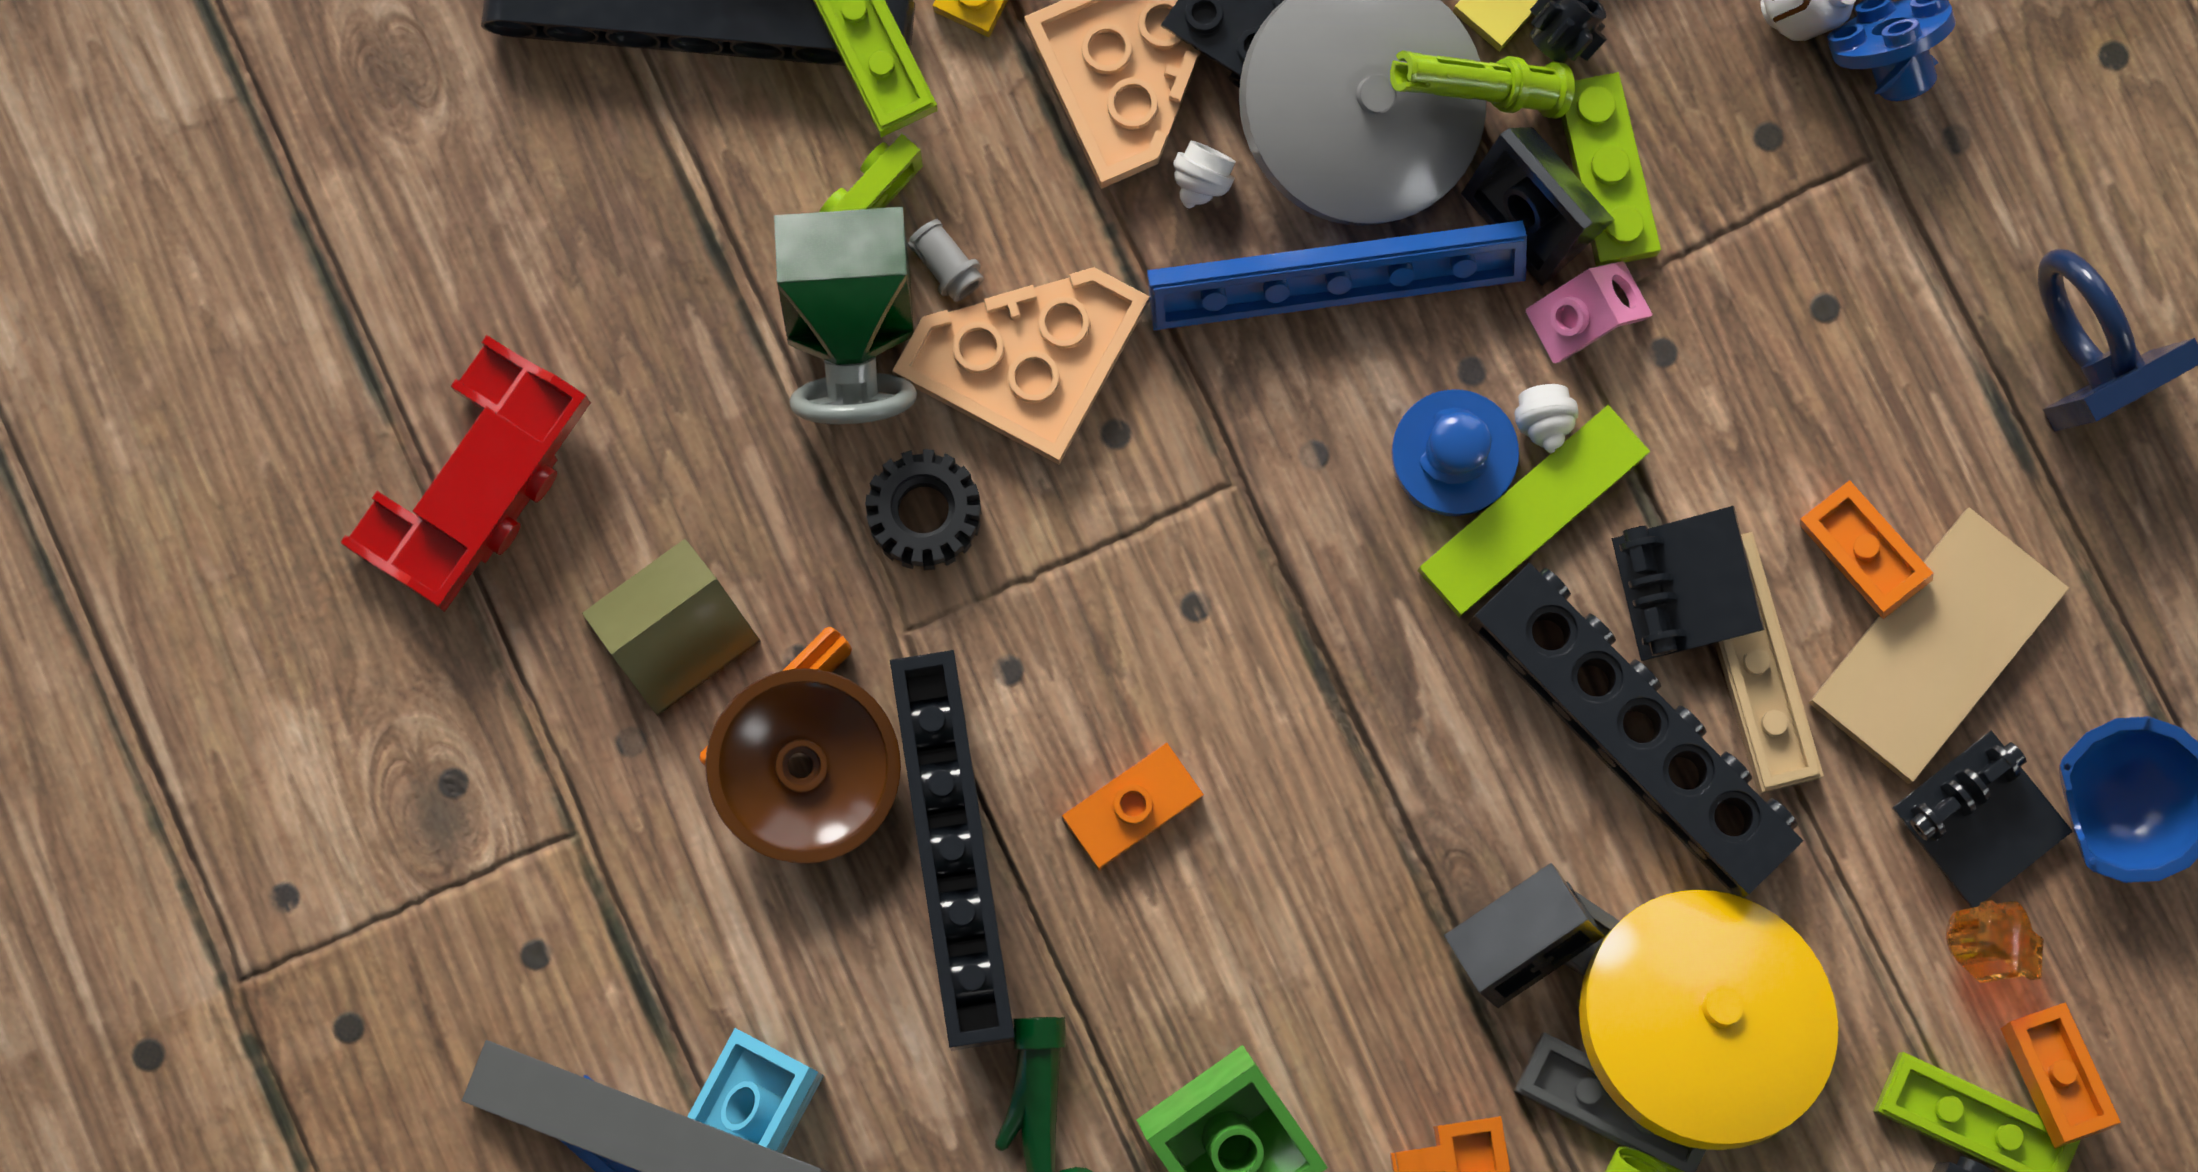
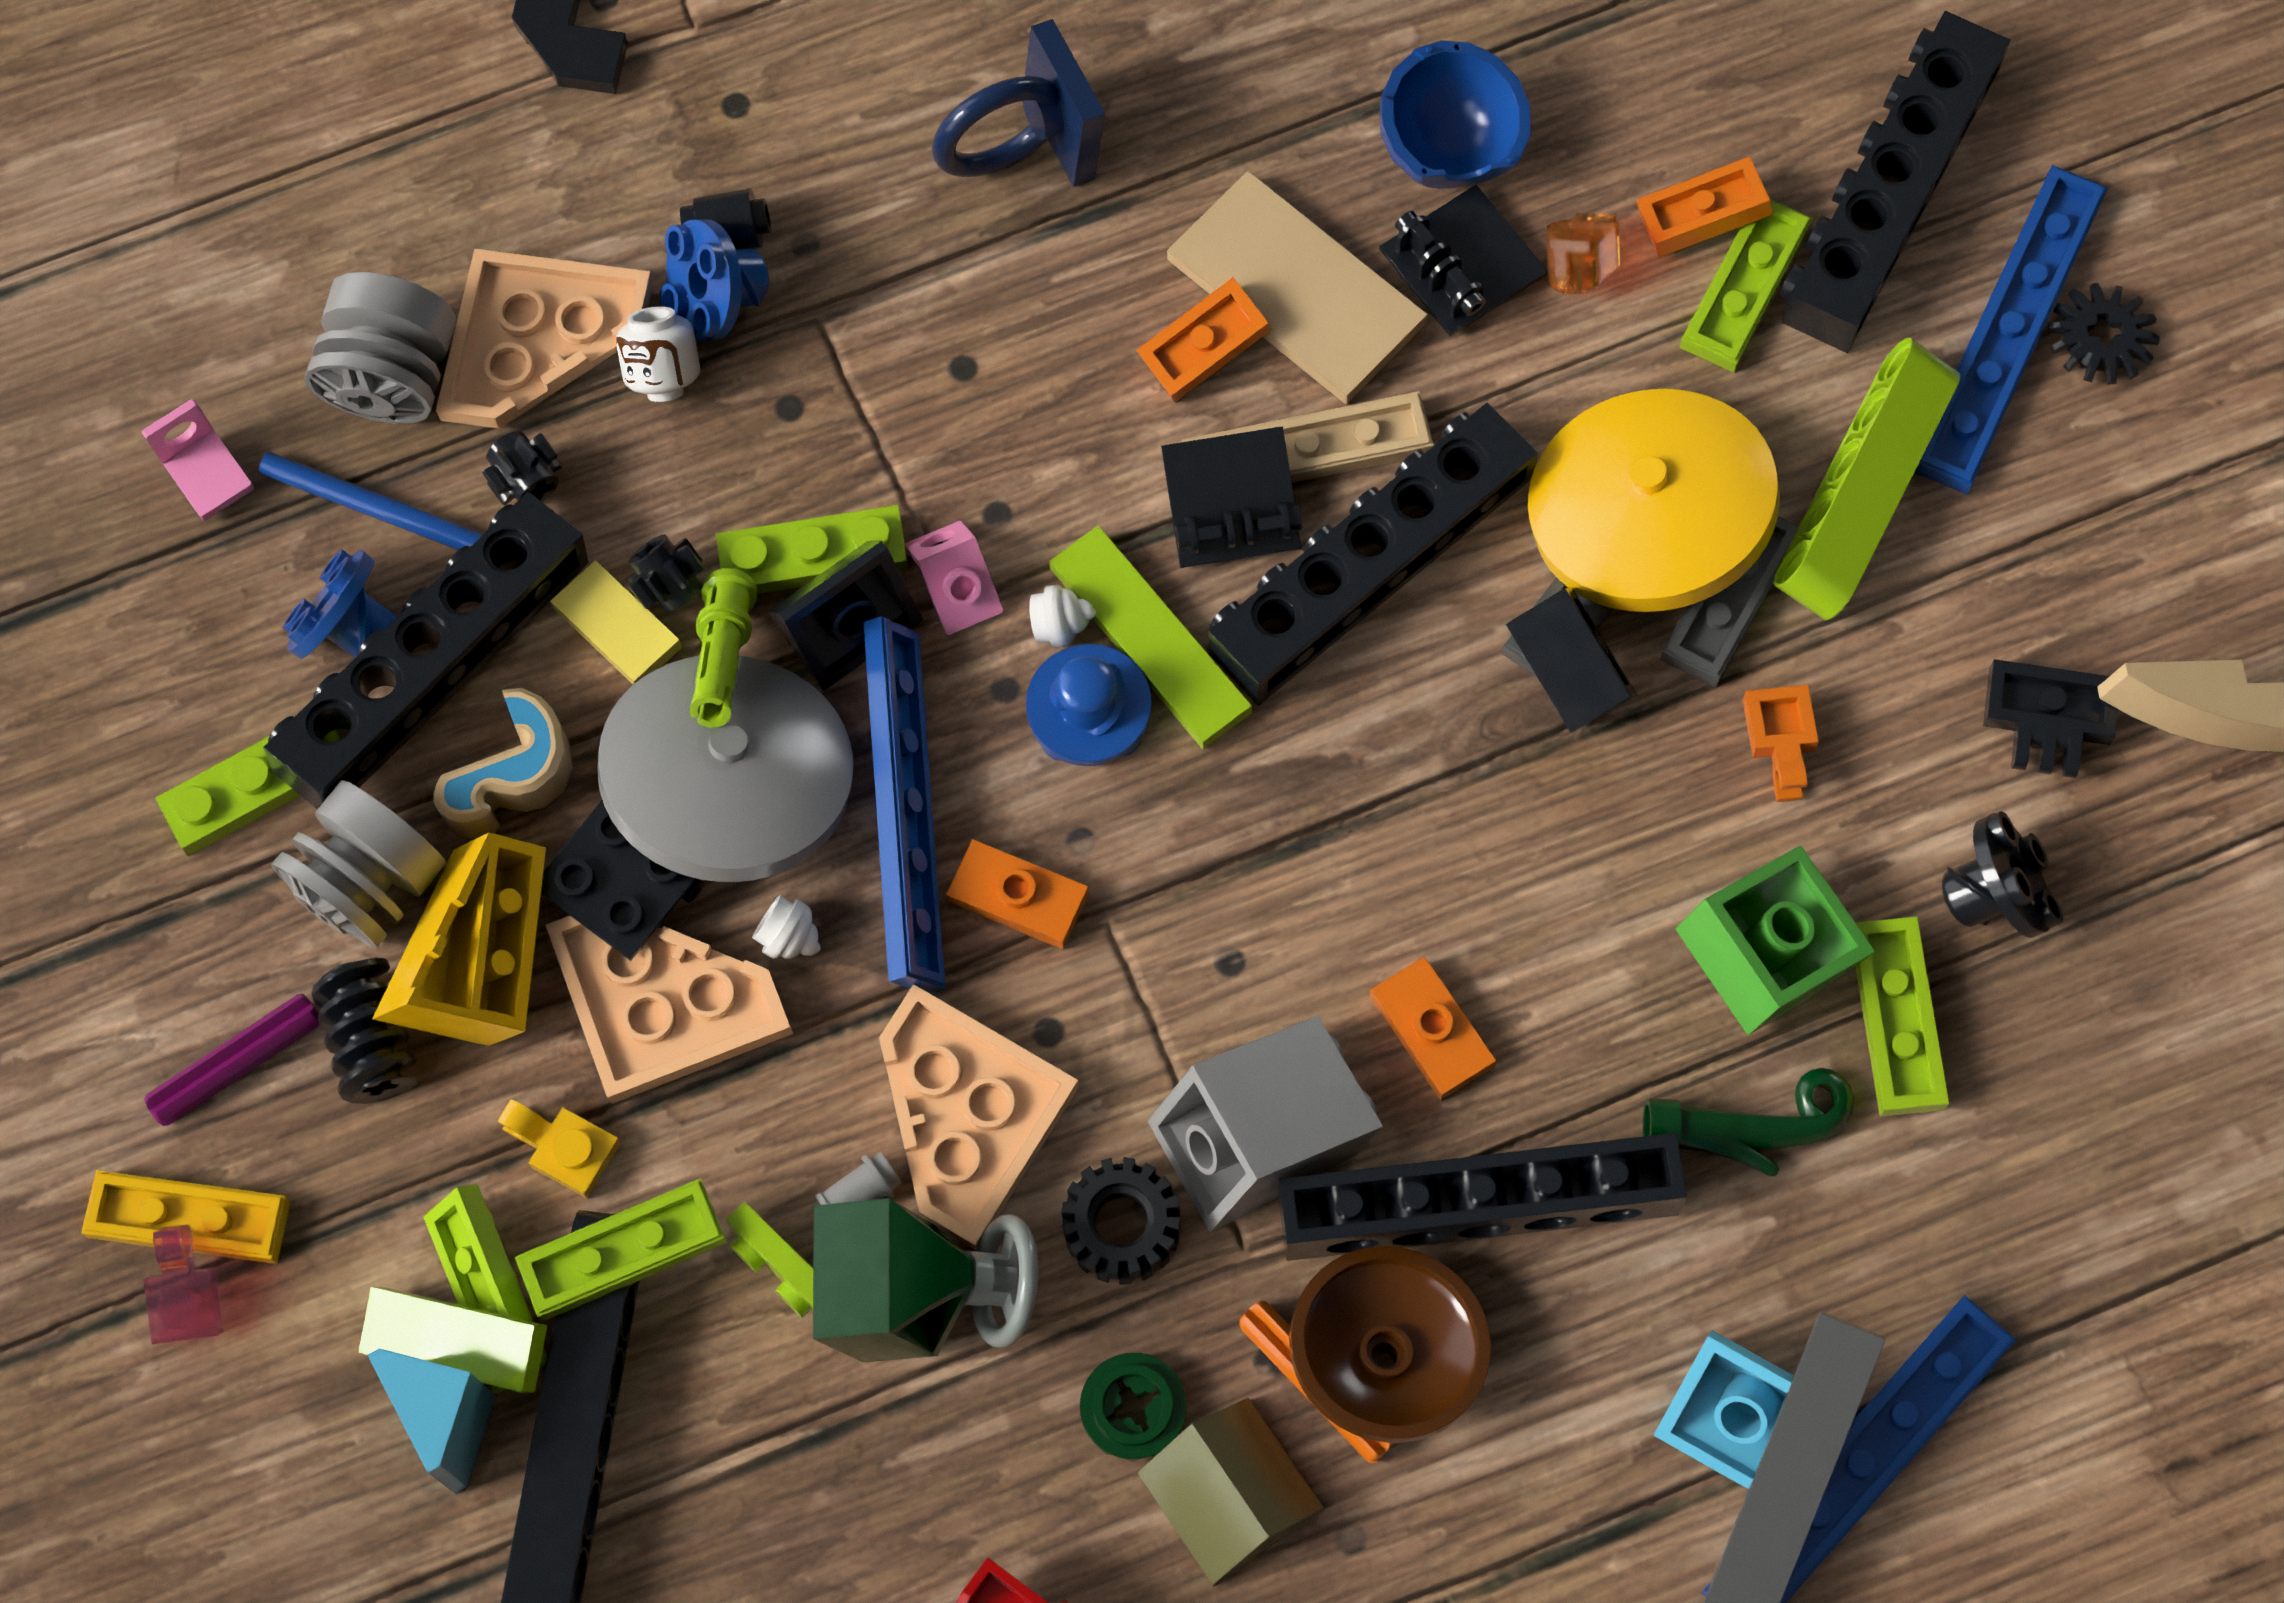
camera: 80 degrees left, 10 degrees down
(755, 502) = (1144, 1377): none -> dark green gear
(1026, 643) = (1262, 1117): none -> light grey slope
(1253, 394) = (1017, 894): none -> orange plate
(1970, 55) = (737, 212): none -> black brick

